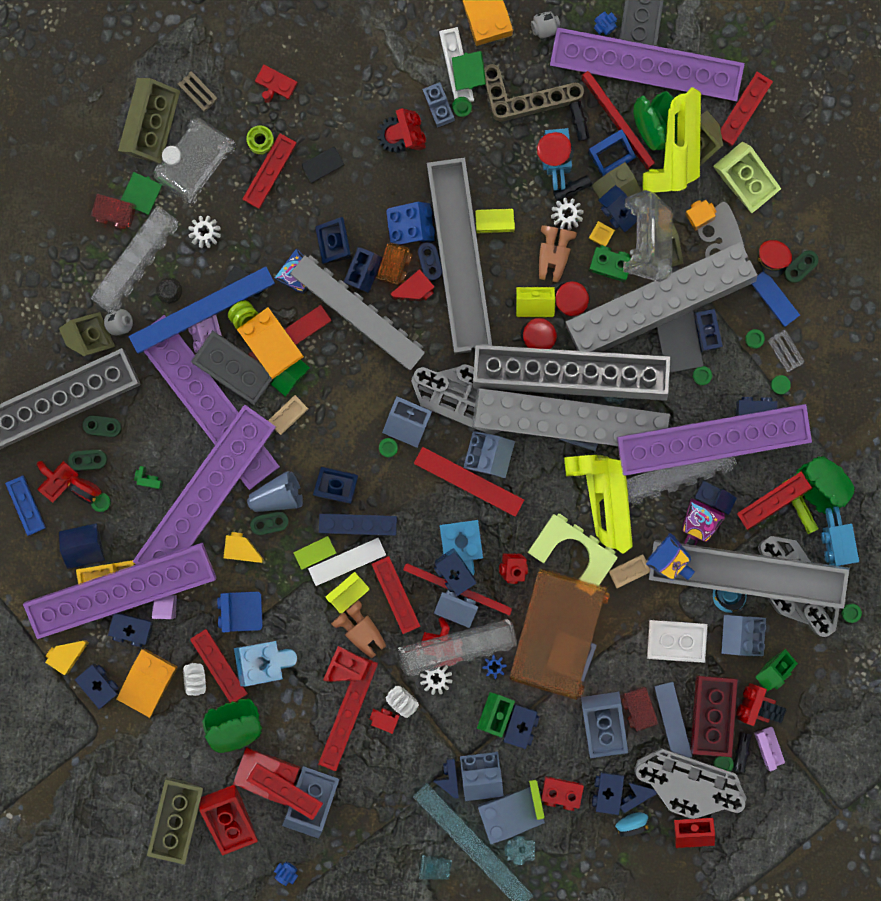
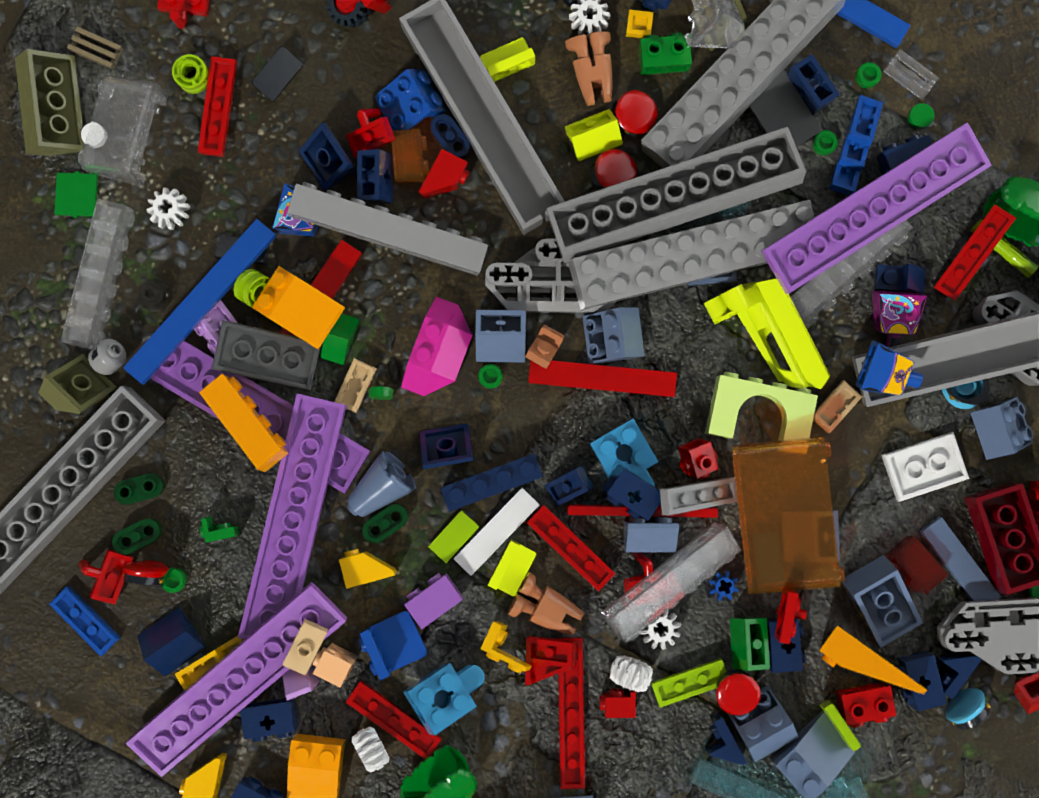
camera: 25 degrees left, 0 degrees up
(114, 211) = (48, 227): clear red brick -> none
(179, 586) = (305, 647): none -> tan plate
(193, 608) = (334, 664): none -> light nougat brick
(198, 410) = (244, 423): none -> light orange brick
(281, 592) = (433, 600): none -> medium lavender brick
(304, 427) = (381, 393): none -> green tile
(316, 636) = (495, 637): none -> yellow bracket
(358, 412) = (437, 349): none -> dark pink wedge
(372, 238) = (370, 135): none -> red plate
(412, 549) = (568, 486): none -> dark blue slope
(436, 442) = (545, 346): none -> nougat bracket
(442, 726) = (688, 682): none -> lime plate
(472, 745) = (737, 692): none -> red piece
(500, 593) = (698, 496): none -> light grey plate
(531, 701) = (787, 611): none -> red plate
(564, 752) = (853, 655): none -> light orange slope
(723, 387) = (856, 145): none -> blue slope

